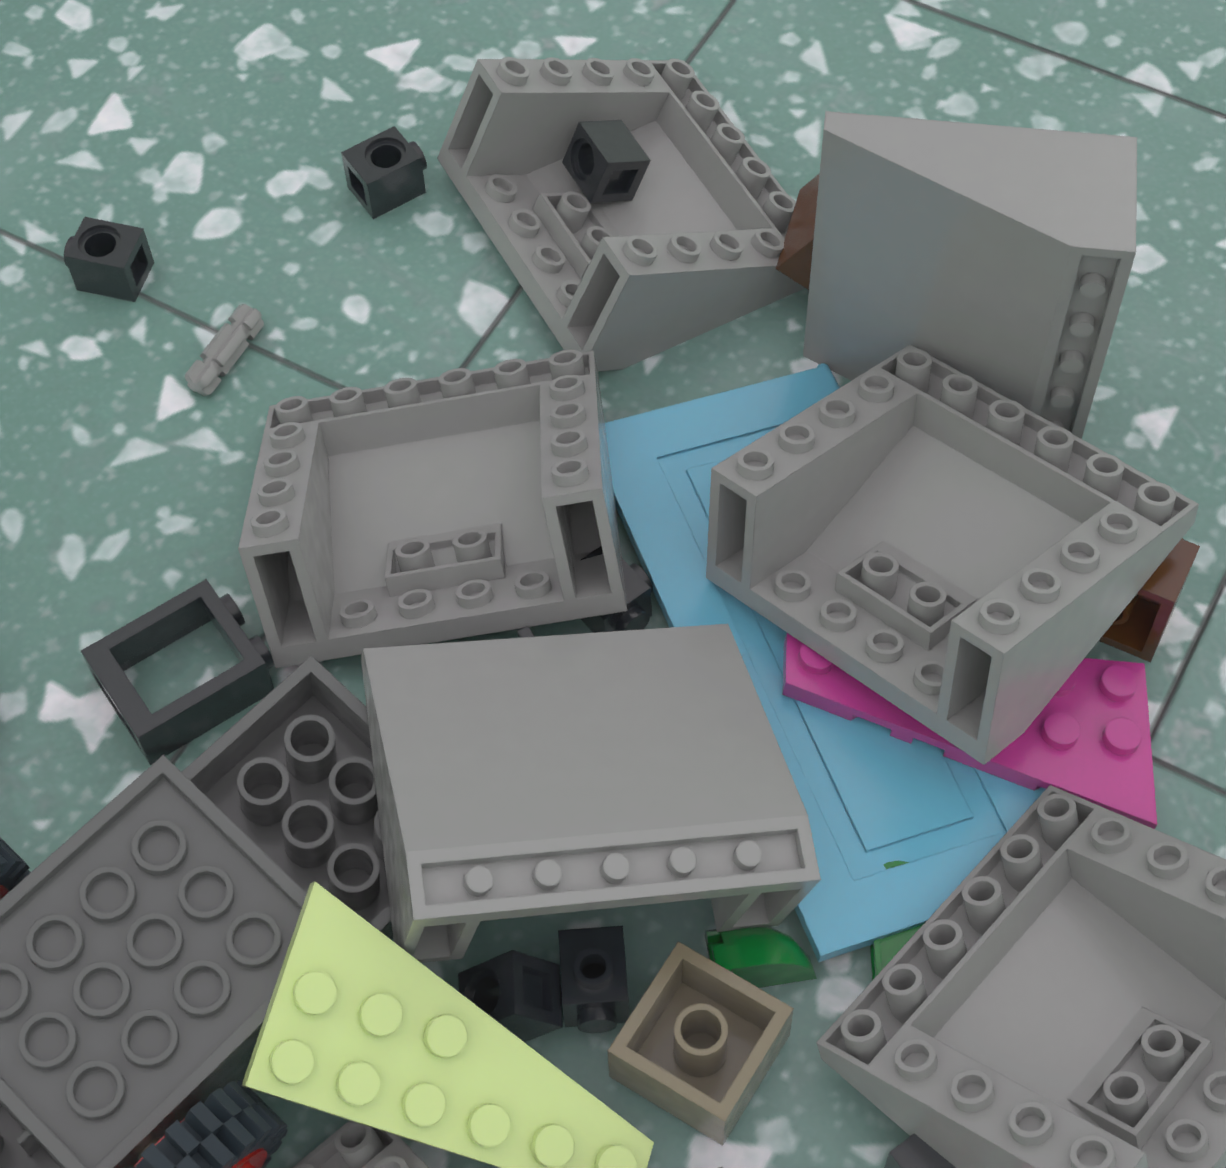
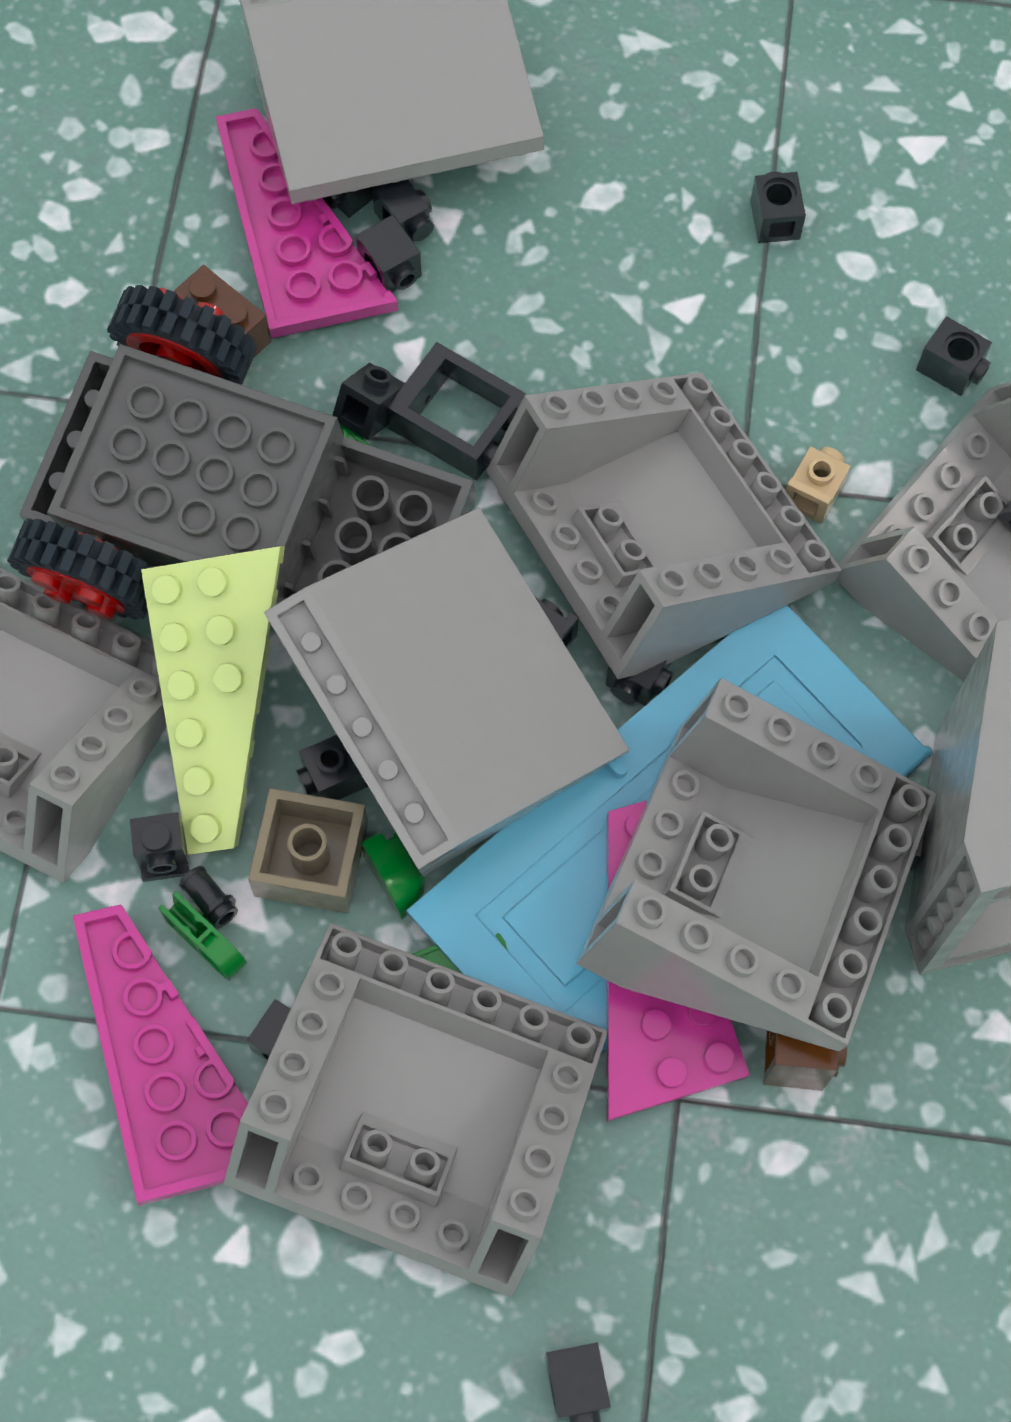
camera: 65 degrees right, 10 degrees up
(107, 753) = (365, 399): none -> black brick
(224, 350) = (738, 321): light grey axle -> none
(465, 340) = (818, 482): none -> tan brick
(517, 993) = (294, 718): black brick -> none

